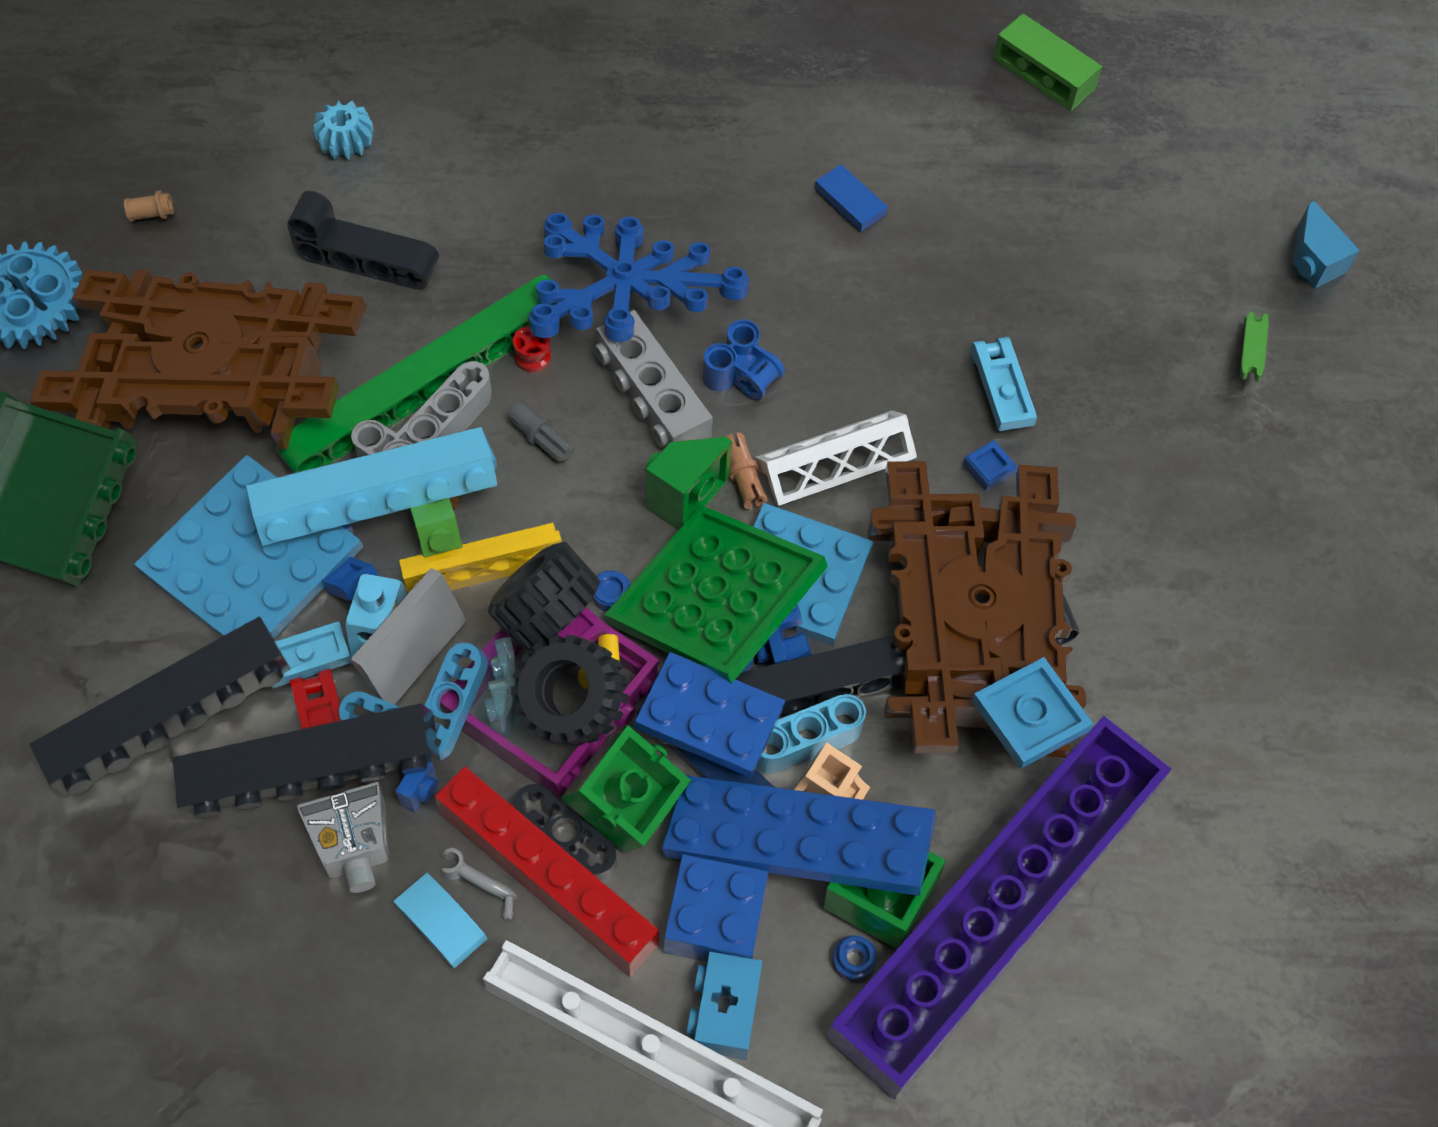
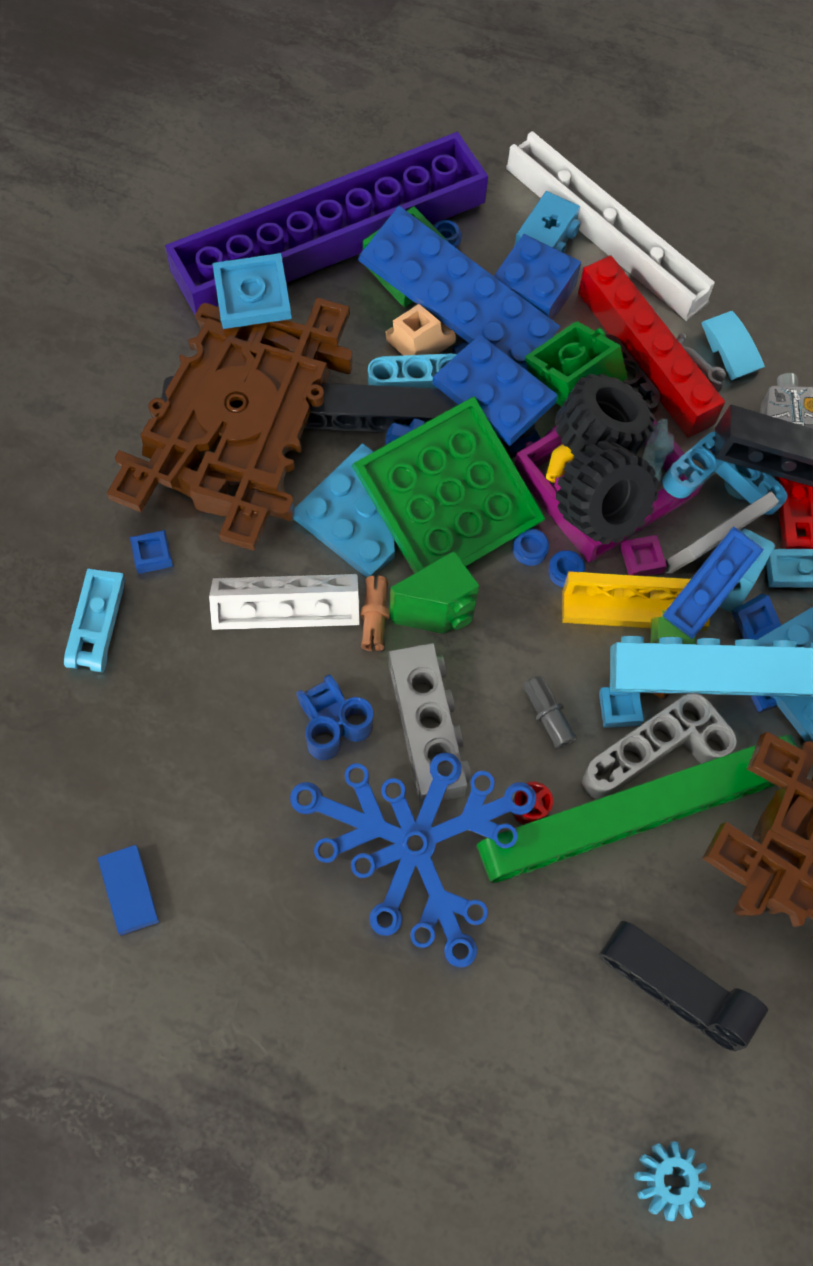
camera: 160 degrees left, 5 degrees up
(406, 545) = (712, 582): none -> blue tile
(475, 610) = (643, 556): none -> magenta plate

